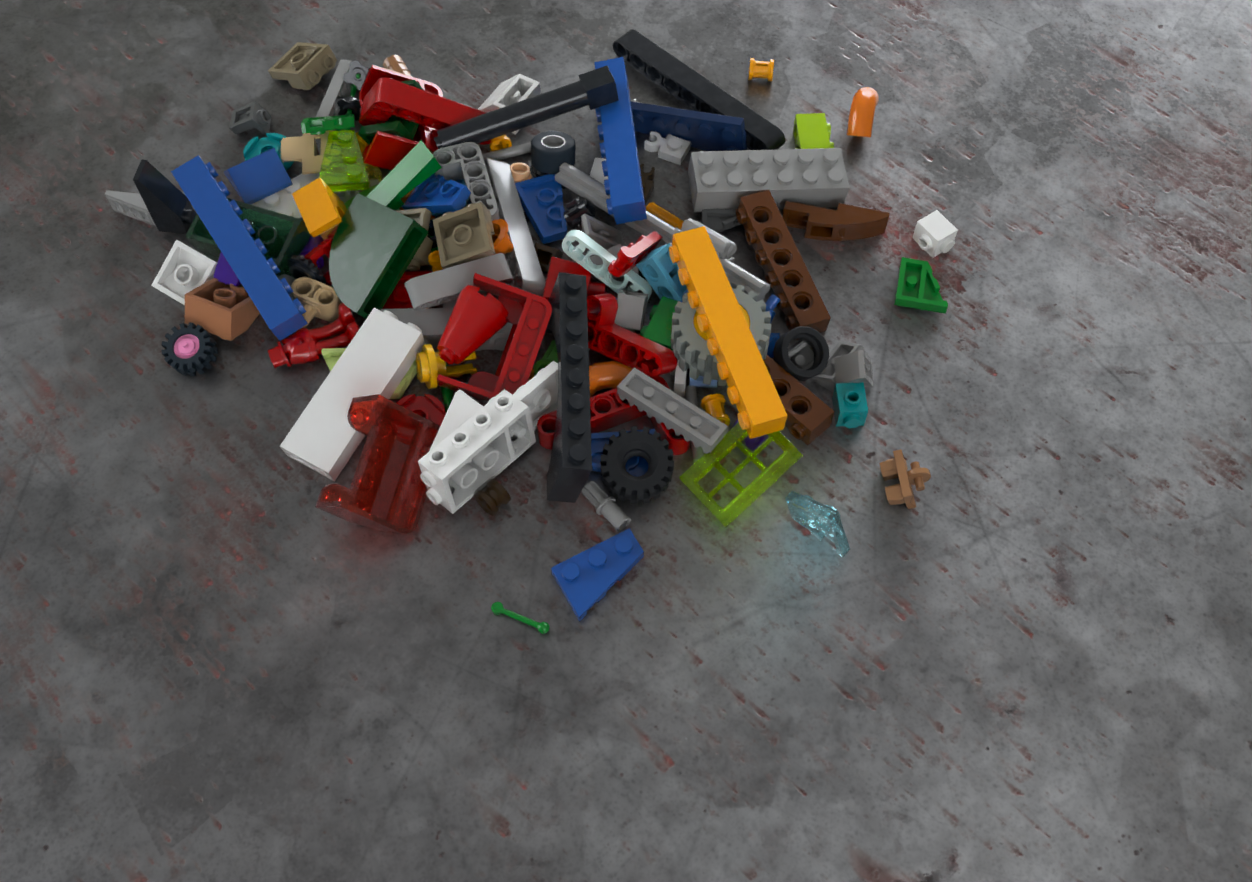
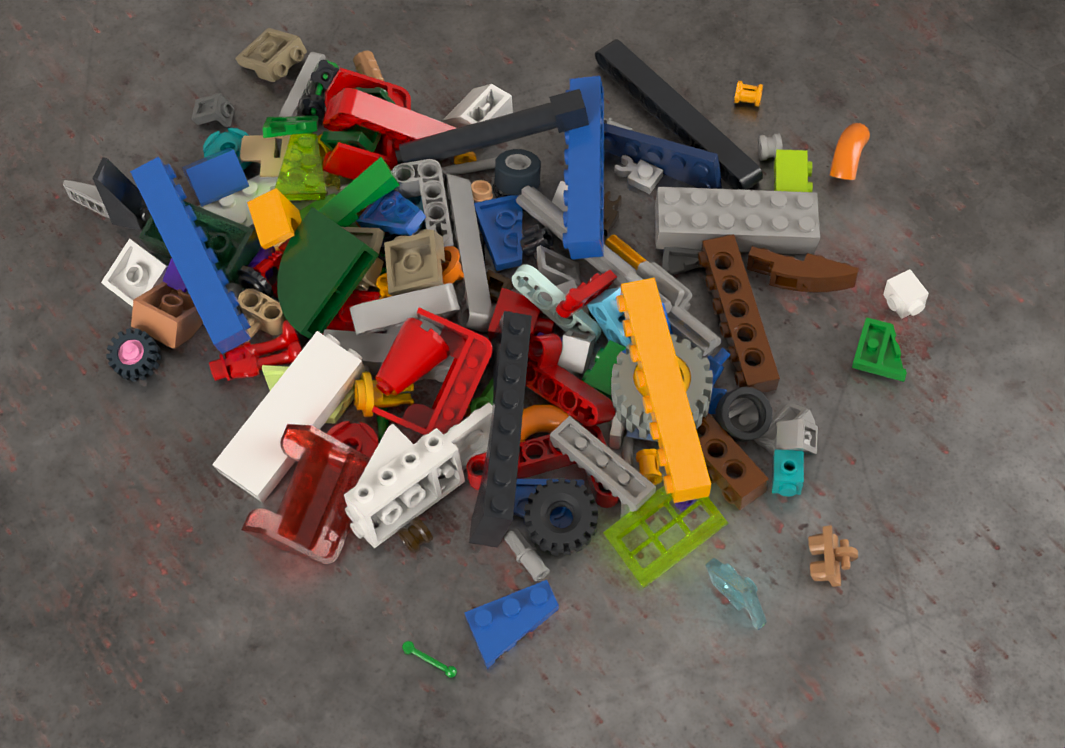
camera: 10 degrees right, 0 degrees up
(786, 113) = (768, 145): none -> light grey wheel

